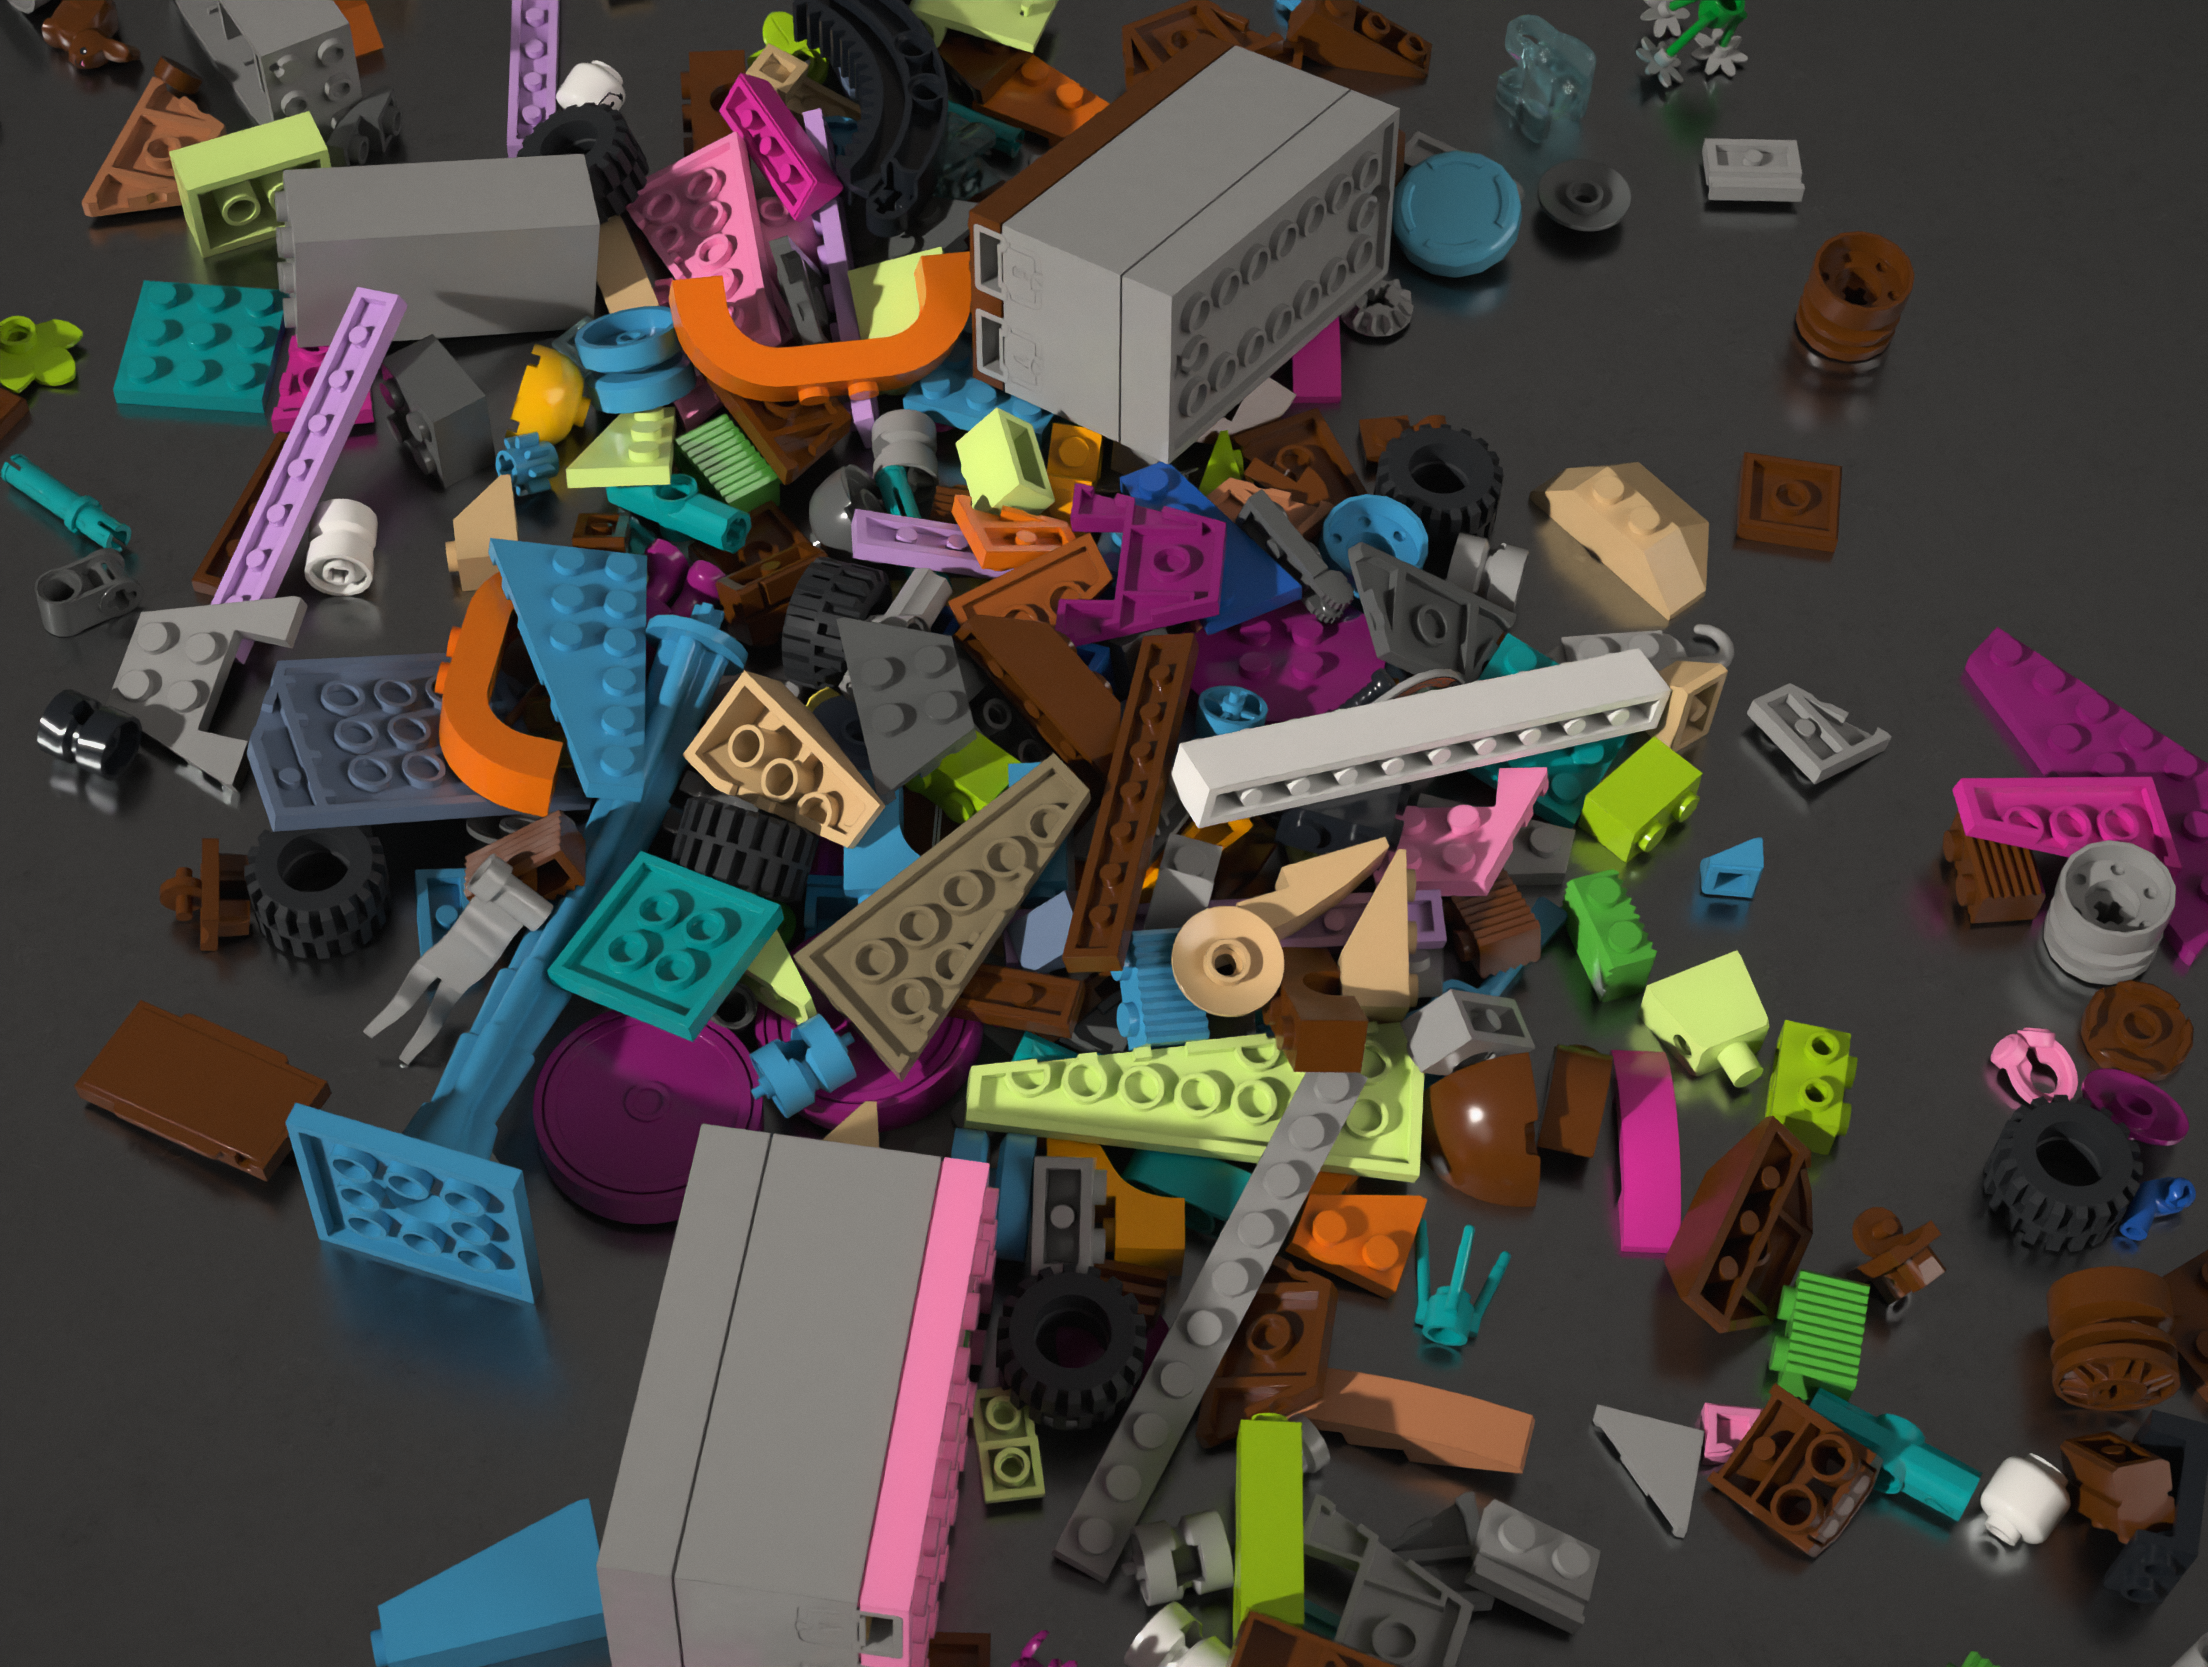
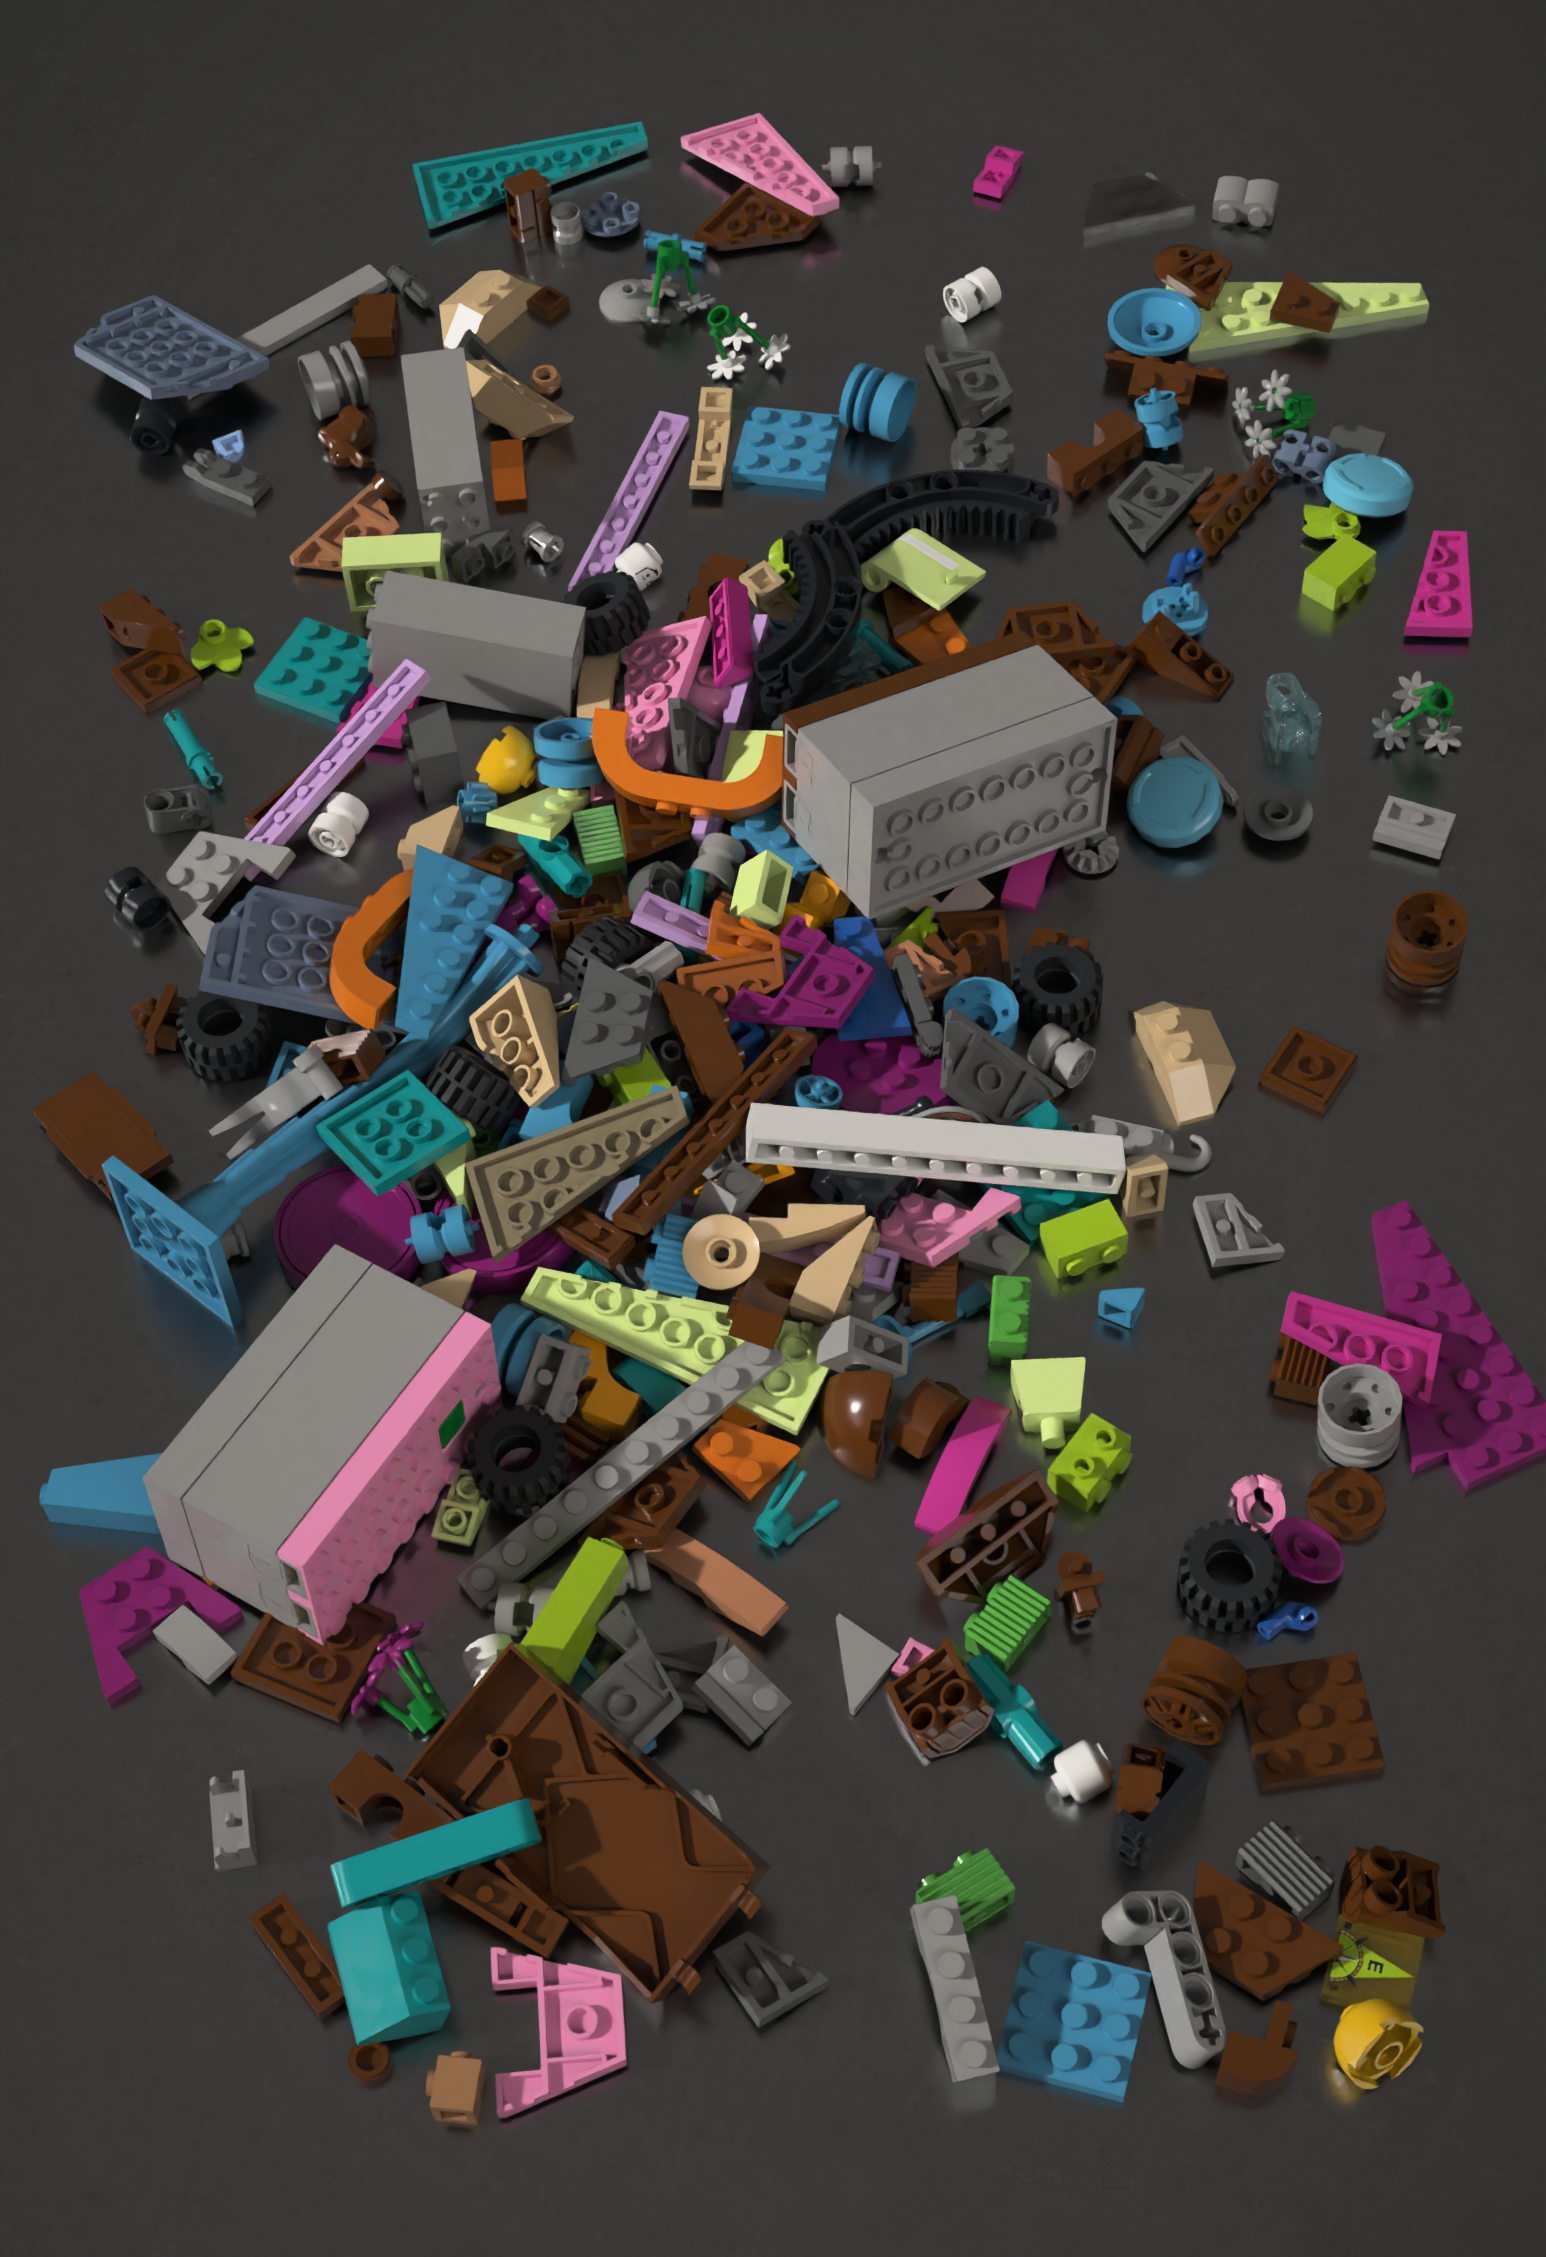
camera: 30 degrees right, 0 degrees up
(438, 97) = (542, 541): none -> light grey bush

